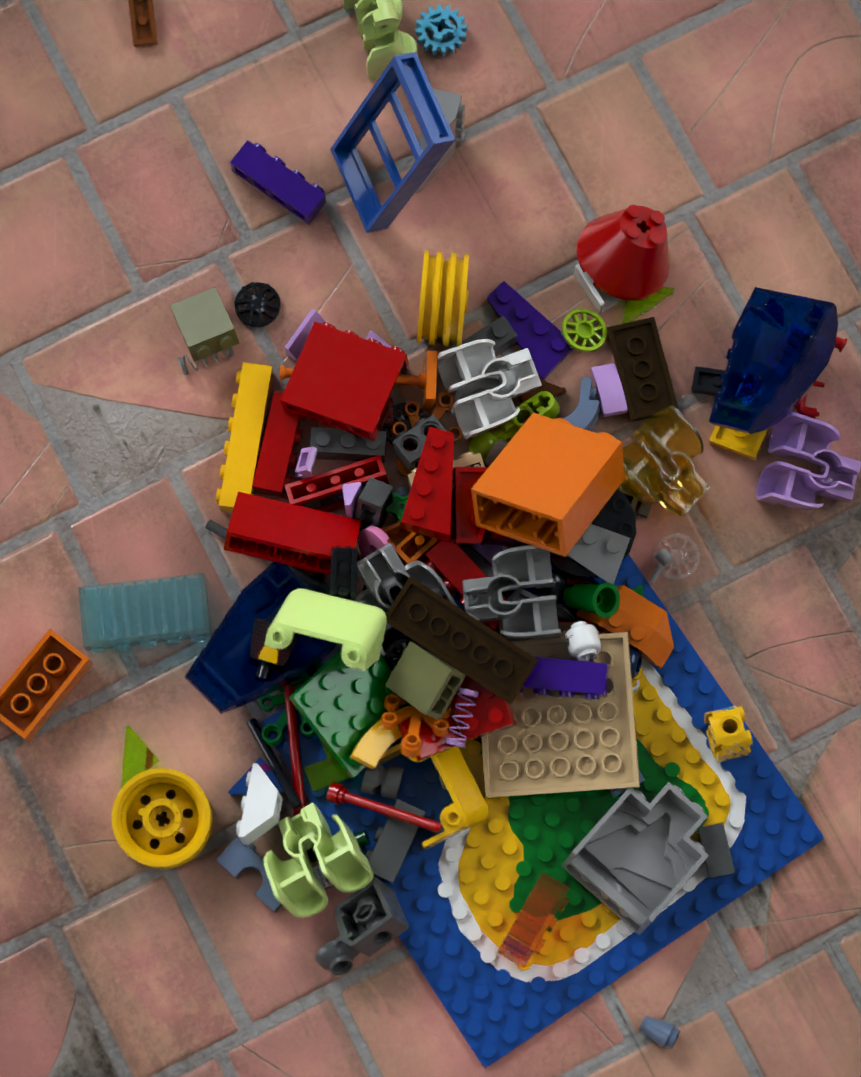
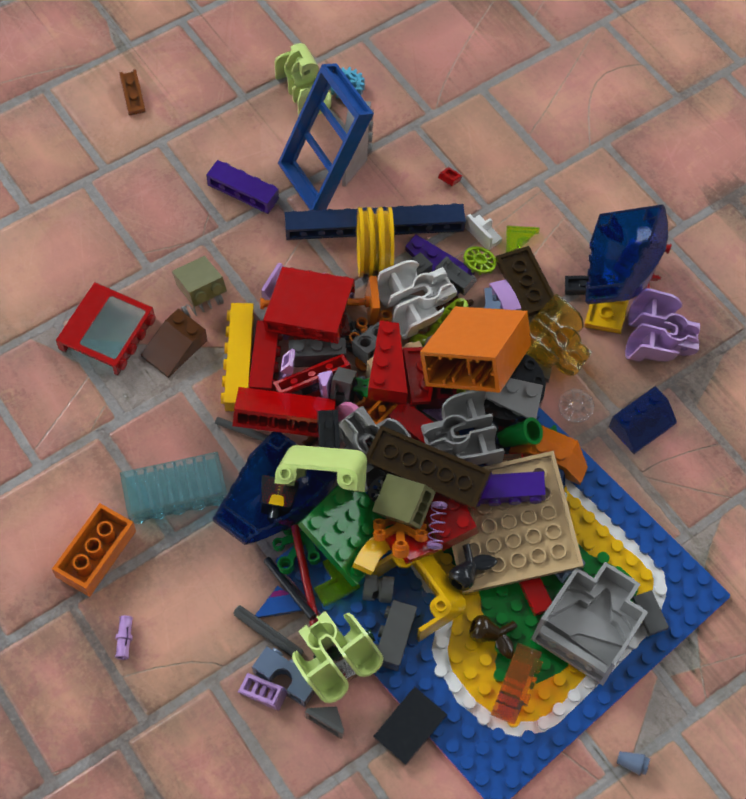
camera: 10 degrees left, 15 degrees down
(66, 800) = (124, 637): none -> lavender pin
(78, 377) = (107, 327): none -> panel
(129, 808) = (195, 612): yellow wheel -> none
(136, 756) = (178, 599): clear neon green tile -> none
(163, 409) = (174, 343): none -> reddish brown slope
(234, 809) = (266, 631): none -> dark grey axle
(245, 899) = (275, 697): none -> lavender slope
(257, 304) = (236, 267): black wheel -> none
(260, 806) = (283, 619): white slope -> none
(301, 931) = (326, 718): none -> dark grey slope
(339, 794) = (345, 604): red piece -> none
(365, 925) = (382, 702): dark grey brick -> none
(400, 958) = (410, 725): none -> black tile
(486, 256) = (343, 222): none -> dark blue brick
(489, 778) = (463, 575): none -> black piece
(506, 849) = (484, 629): none -> dark brown piece
(547, 353) = (459, 278): none -> dark grey hinge
(564, 195) = (450, 176): none -> red tile
(578, 812) = (536, 595): none -> red tile
(583, 641) = (521, 459): white head -> none
(626, 252) = (503, 200): red cone -> none
(664, 558) = (568, 405): light grey hand -> none
(727, 733) = (643, 521): yellow brick -> none
(760, 590) = (643, 420): none -> clear blue slope

